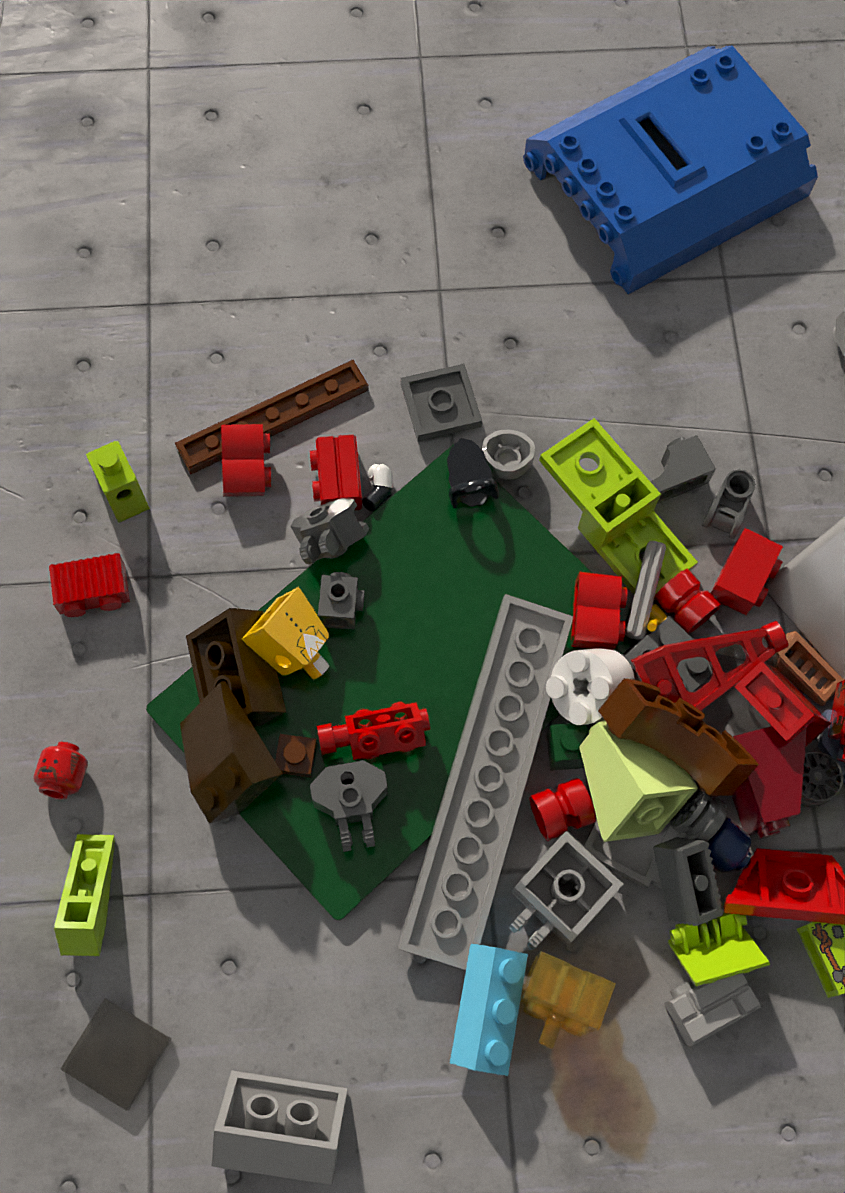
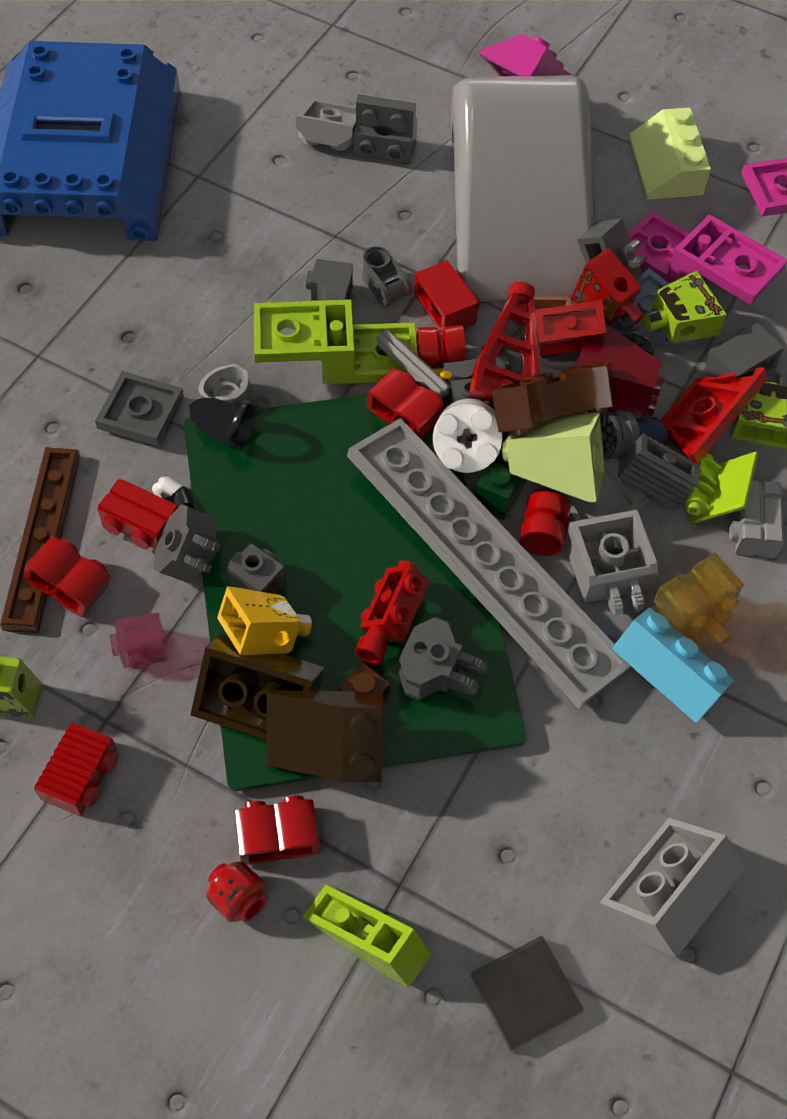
camera: 55 degrees left, 10 degrees down
(131, 768) = (277, 830): none -> red brick
(225, 554) = (139, 641): none -> clear pink brick

